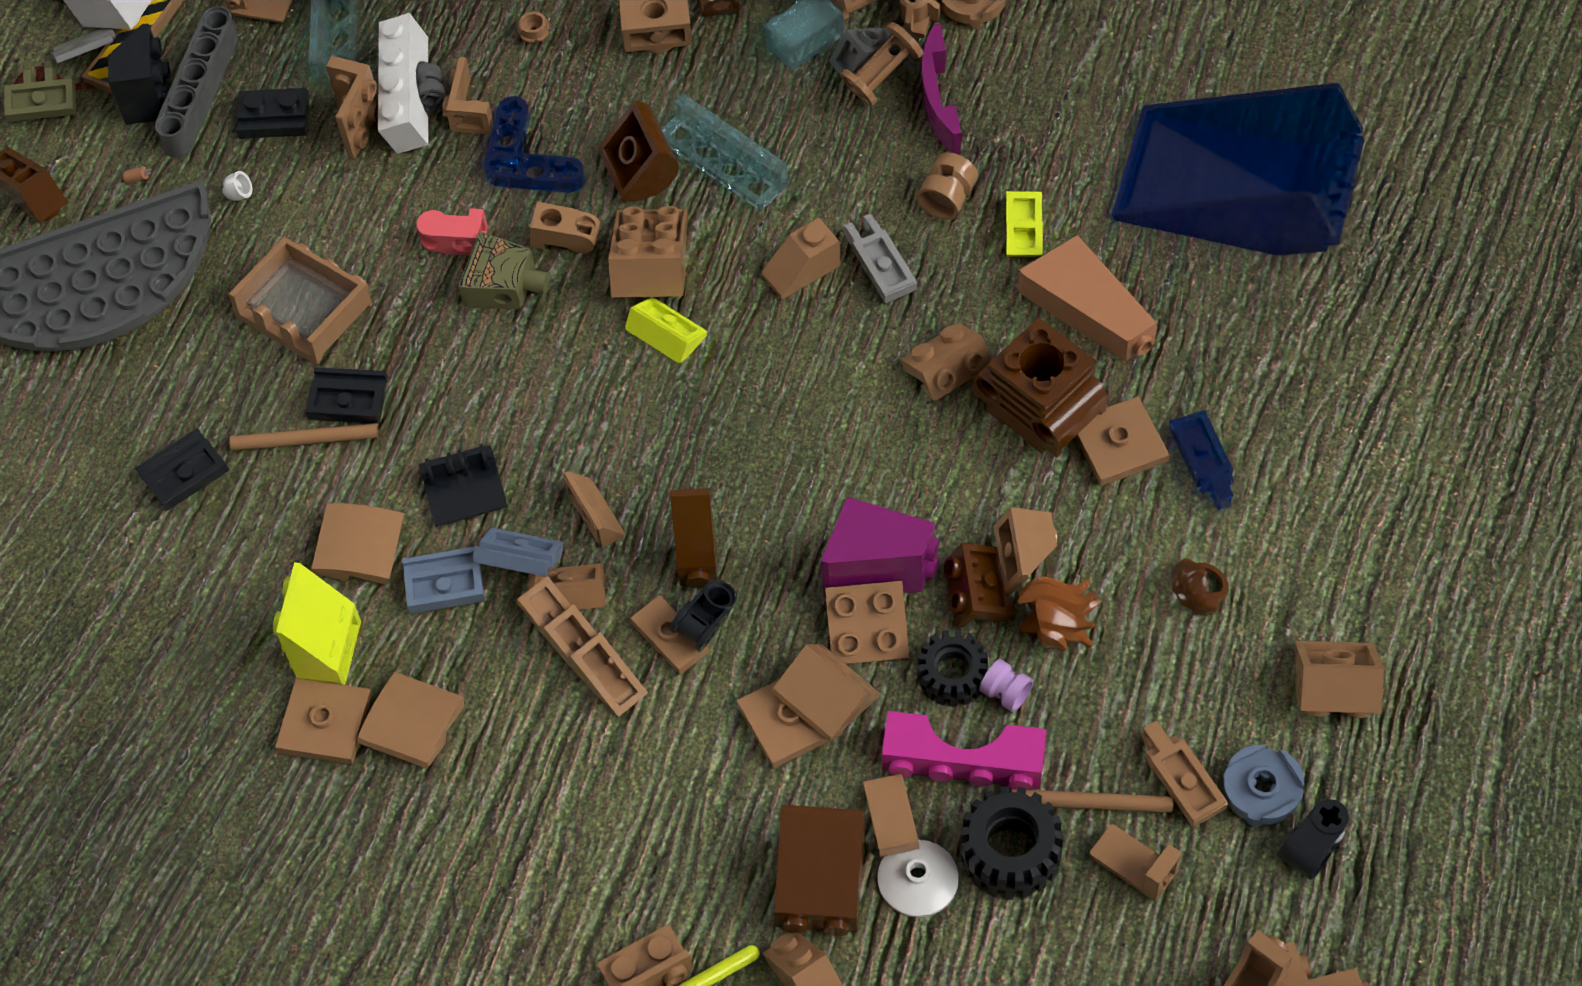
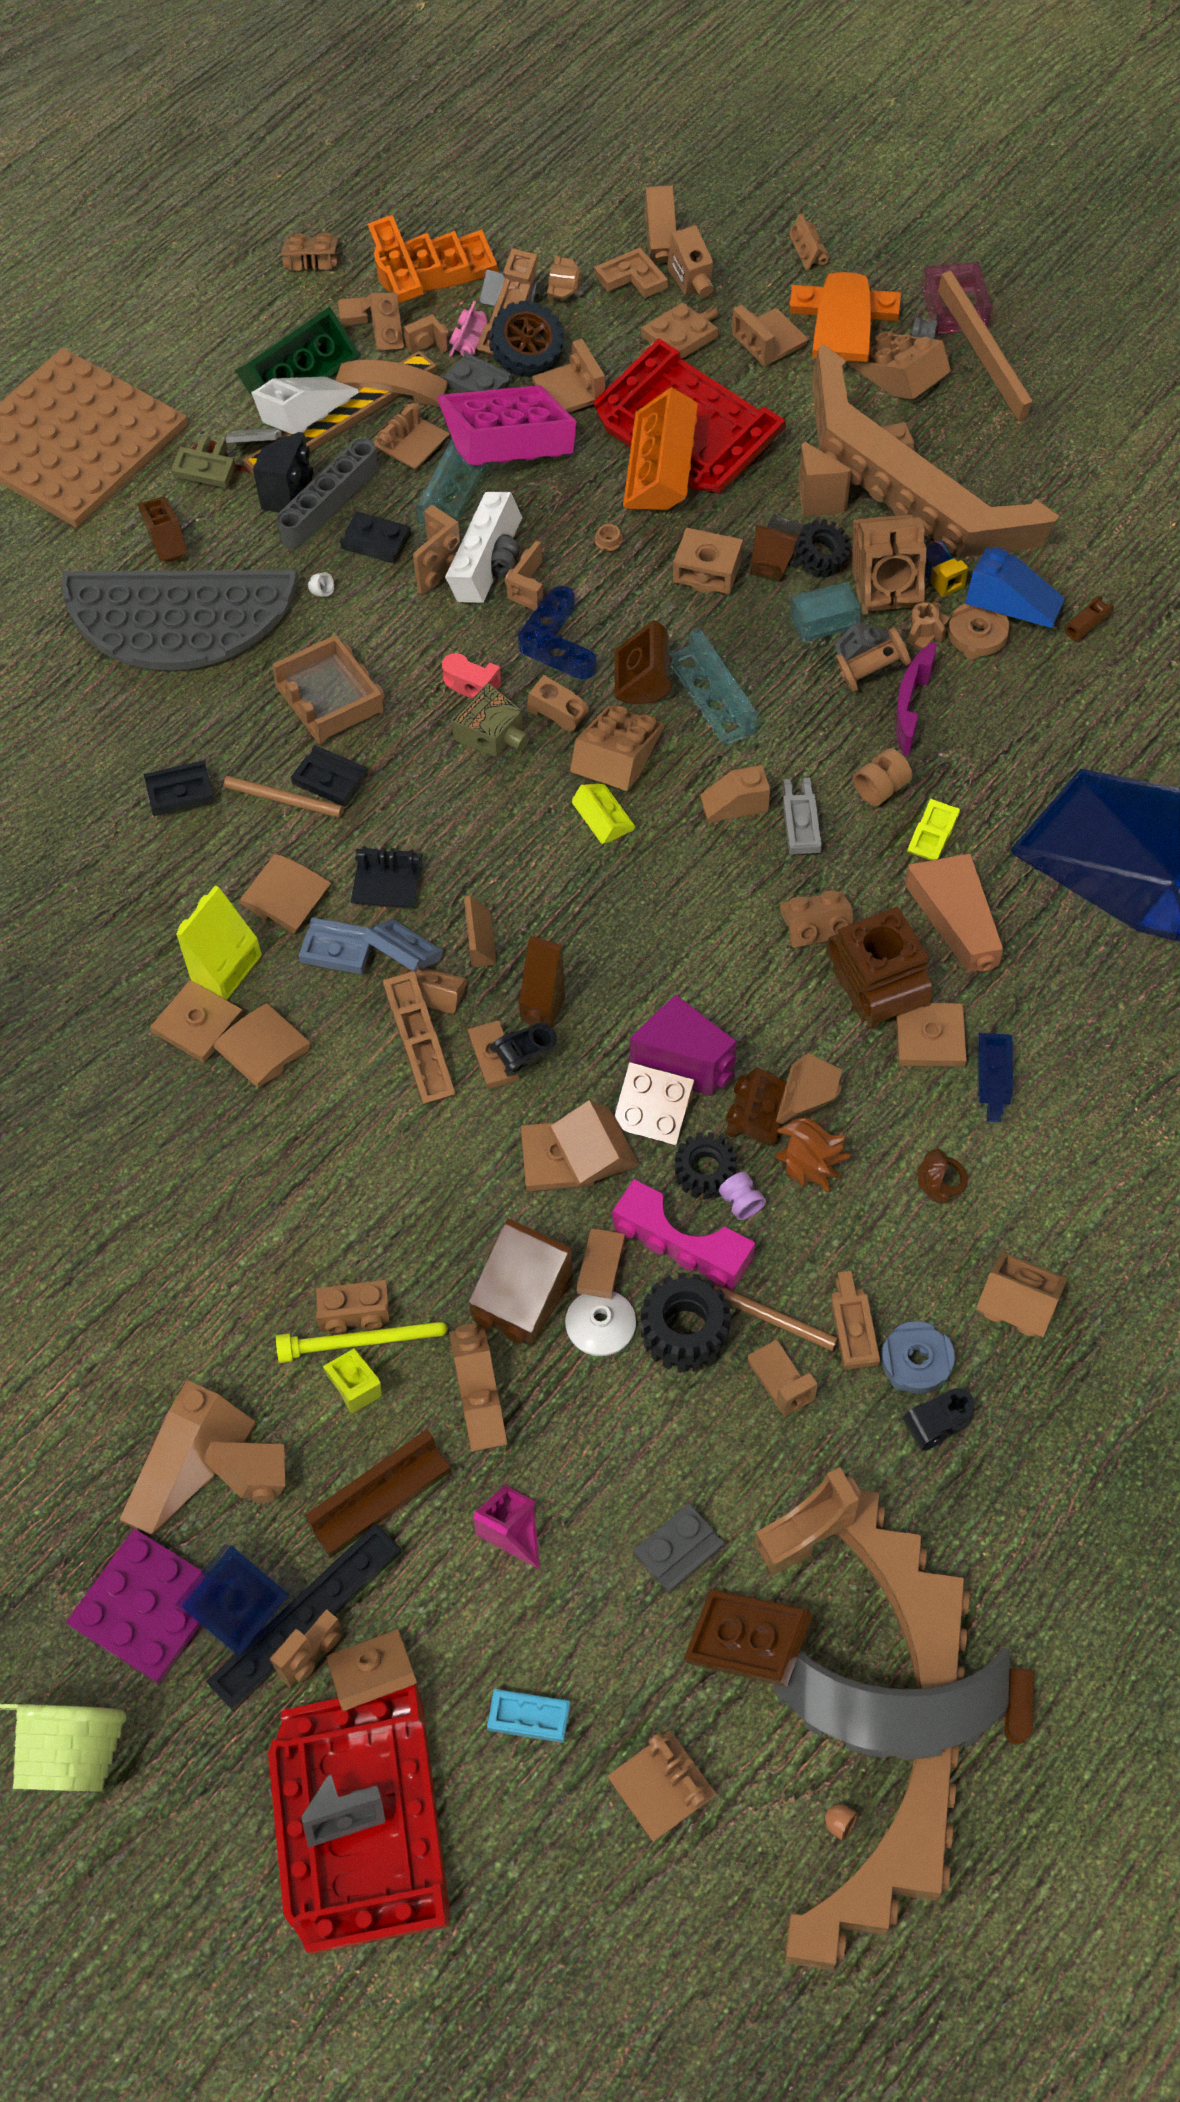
camera: 20 degrees right, 0 degrees up
(136, 175) = (250, 550): nougat piece -> none

